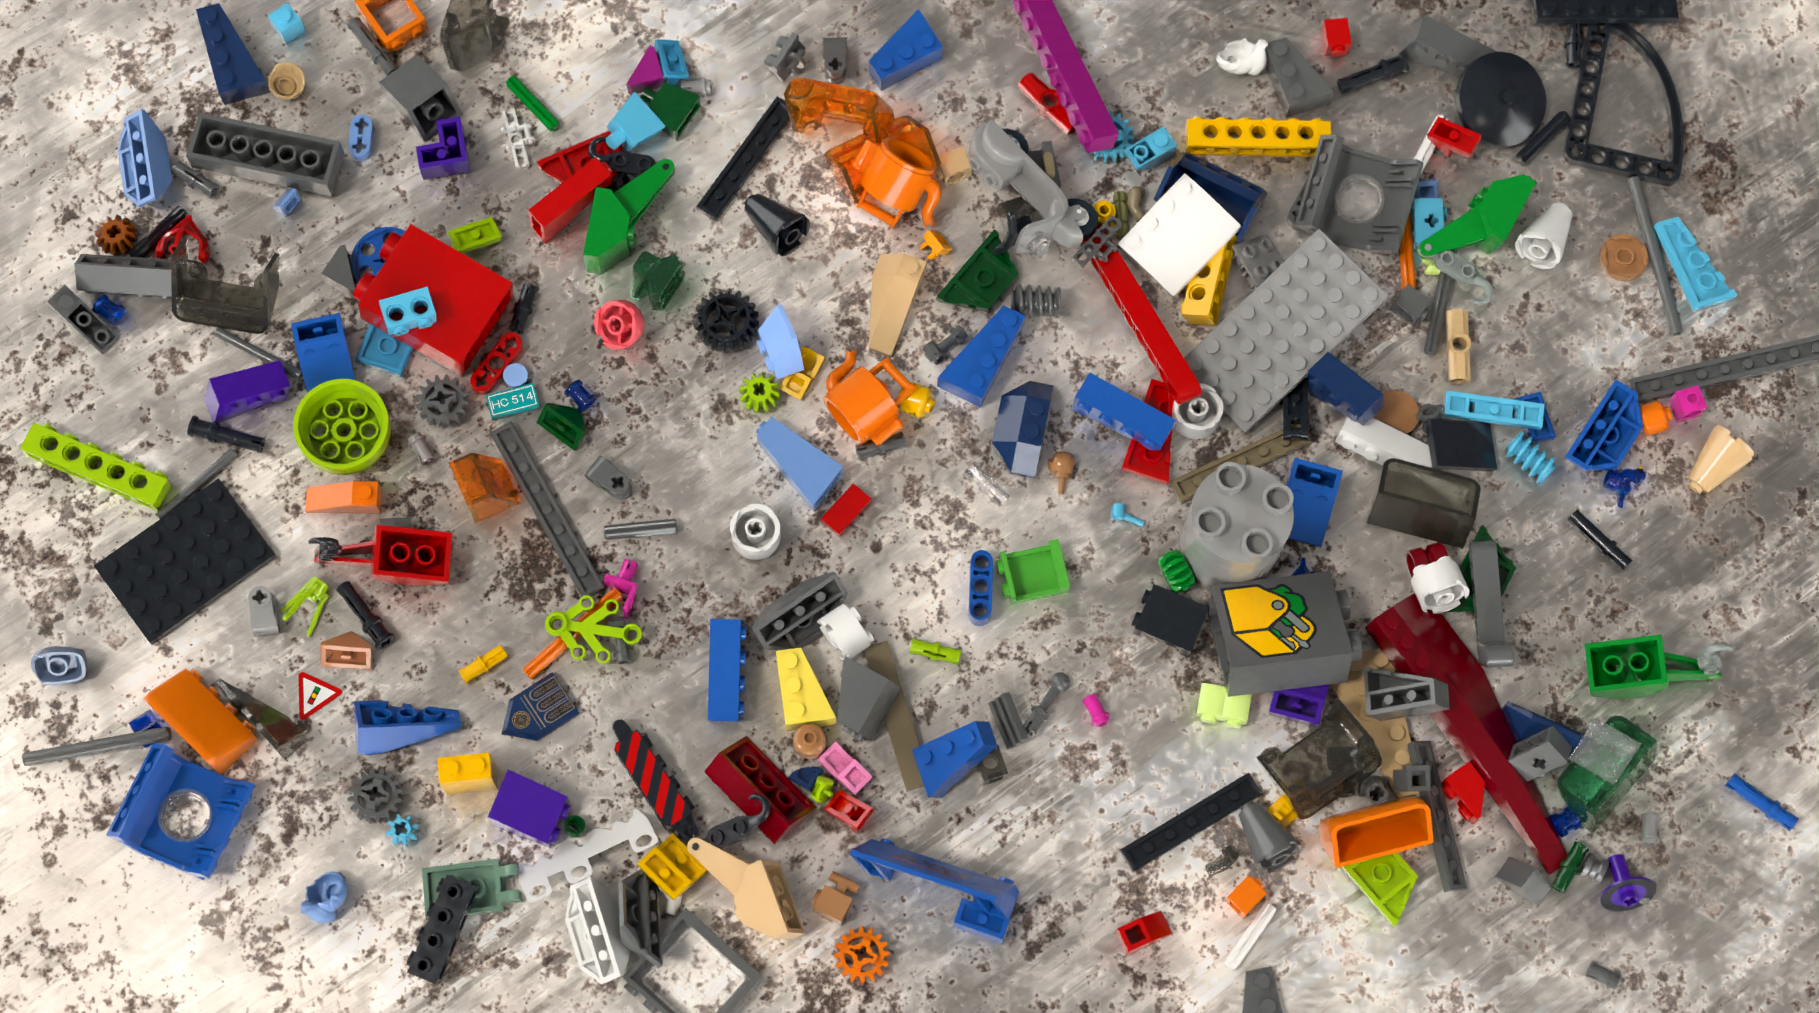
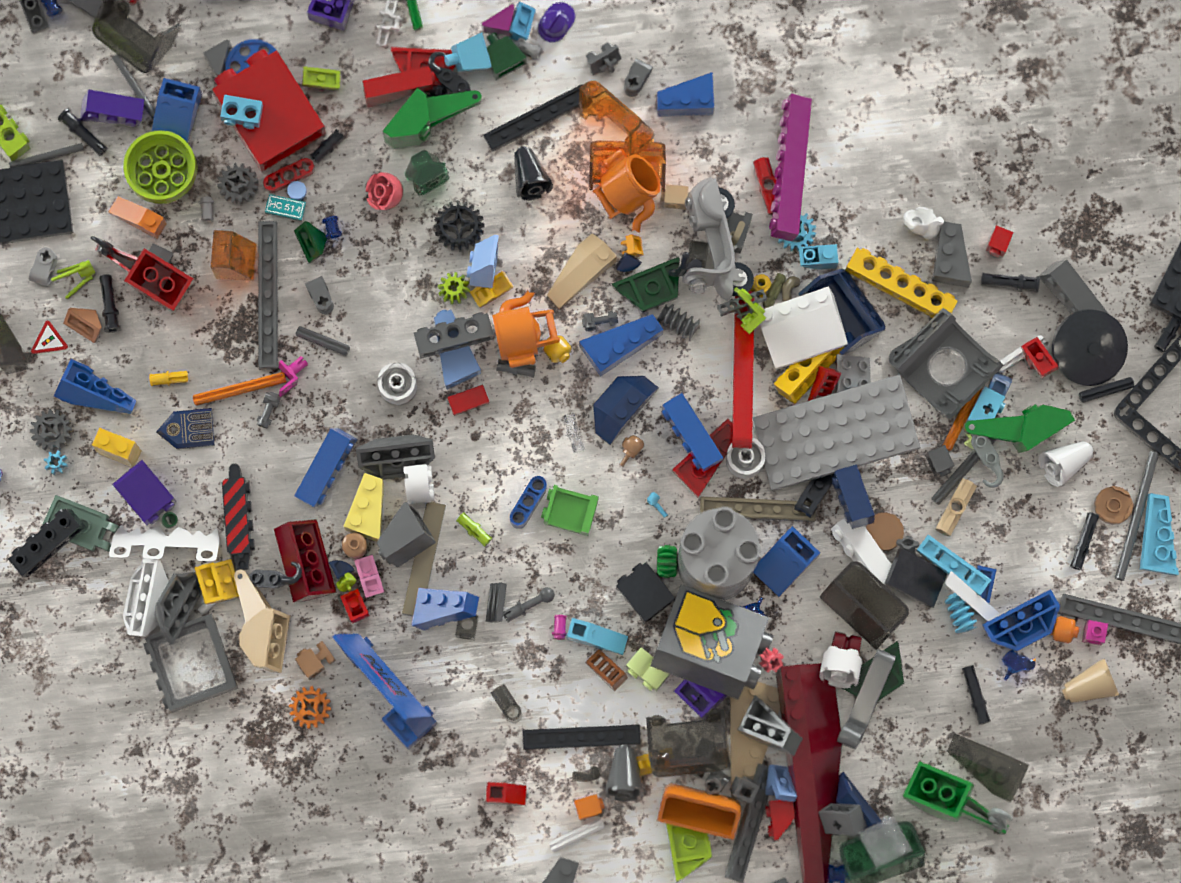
camera: 30 degrees right, 5 degrees up
(384, 352) = (215, 129): dark azure tile -> none
(589, 628) = (250, 391): lime plant -> none
(708, 44) = (556, 22): none -> dark purple piece
(769, 472) = (446, 343): none -> dark grey brick
(940, 266) = (628, 263): none -> dark blue tile
(1084, 827) = (506, 703): none -> clear smoke piece
(1125, 241) = (750, 321): none -> lime bracket
(1143, 698) = (596, 636): none -> medium azure slope
(1183, 741) = (618, 681): none -> dark orange slope
(1236, 280) = (821, 377): none -> red slope
(1360, 616) = (771, 660): none -> coral gear
(1446, 753) = (780, 783): none -> medium blue slope
(1534, 434) = (971, 597): none -> white sticker
(1619, 321) = (1081, 548): none -> black pin
(1669, 611) = (994, 769): none -> clear smoke wedge

